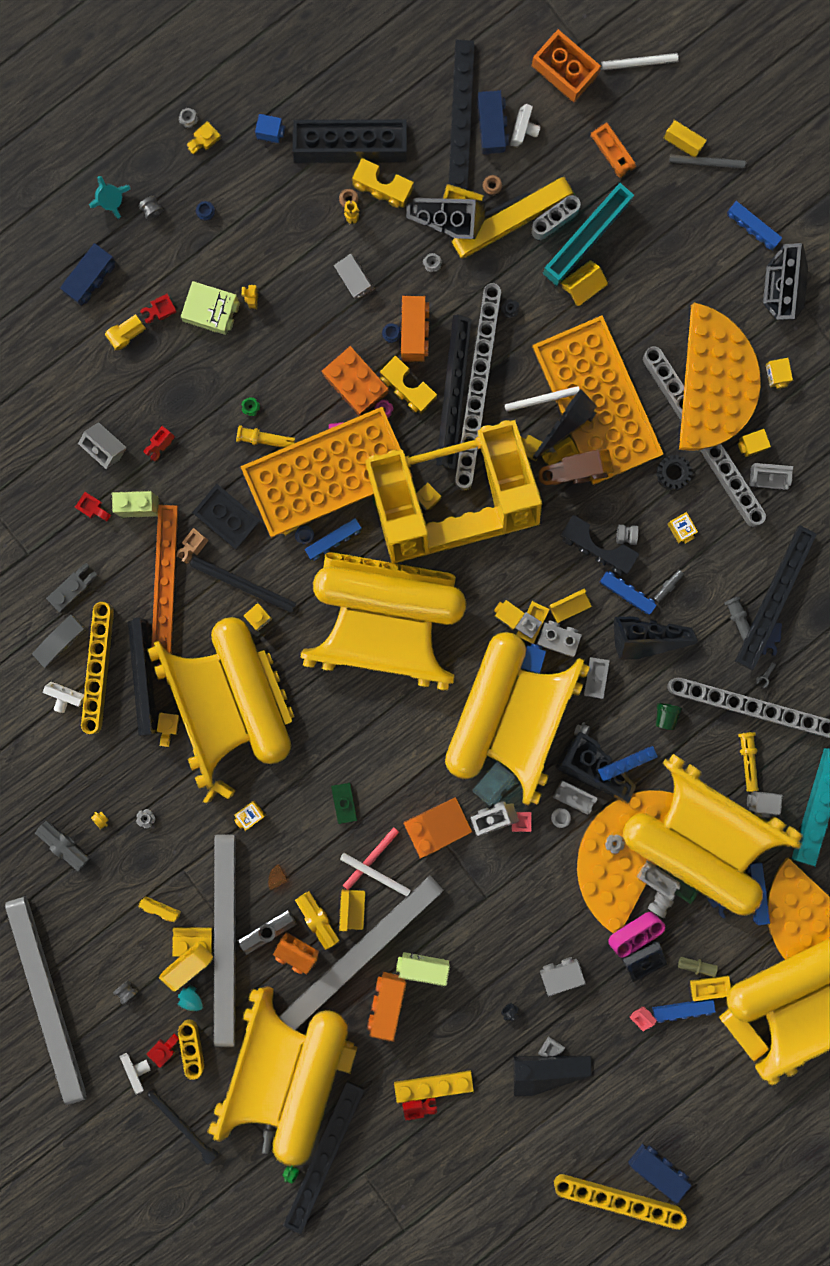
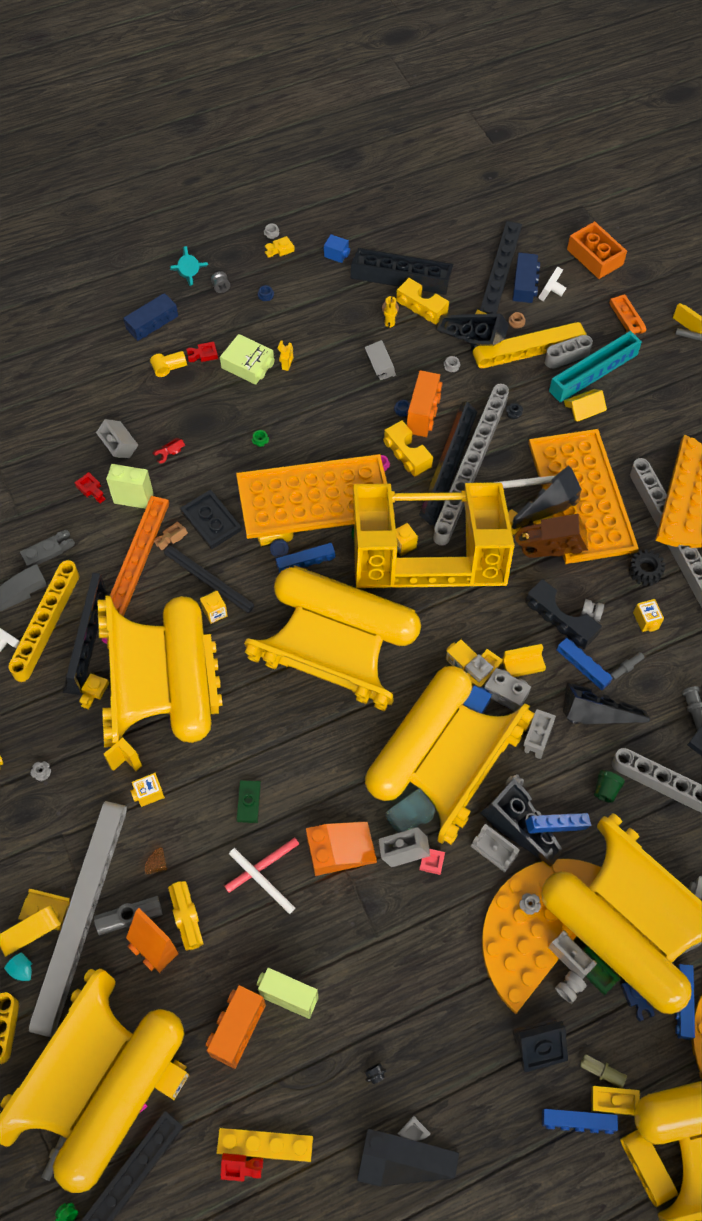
camera: 10 degrees right, 25 degrees down
(154, 907) = (15, 859): yellow plate -> none
(255, 437) = (257, 460): yellow pin -> none
(352, 910) = (226, 914): yellow panel -> none
(355, 381) = (360, 433): orange brick -> none
(361, 953) = (224, 962): light grey beam -> none
(561, 817) = (475, 868): light grey tile -> none
(562, 976) = (443, 1042): light grey brick -> none
(636, 934) = (548, 1014): dark pink beam -> none
(640, 61) = (658, 262): white bar -> none
(643, 1018) = (529, 1118): coral plate -> none
(748, 751) = (691, 843): yellow pin -> none

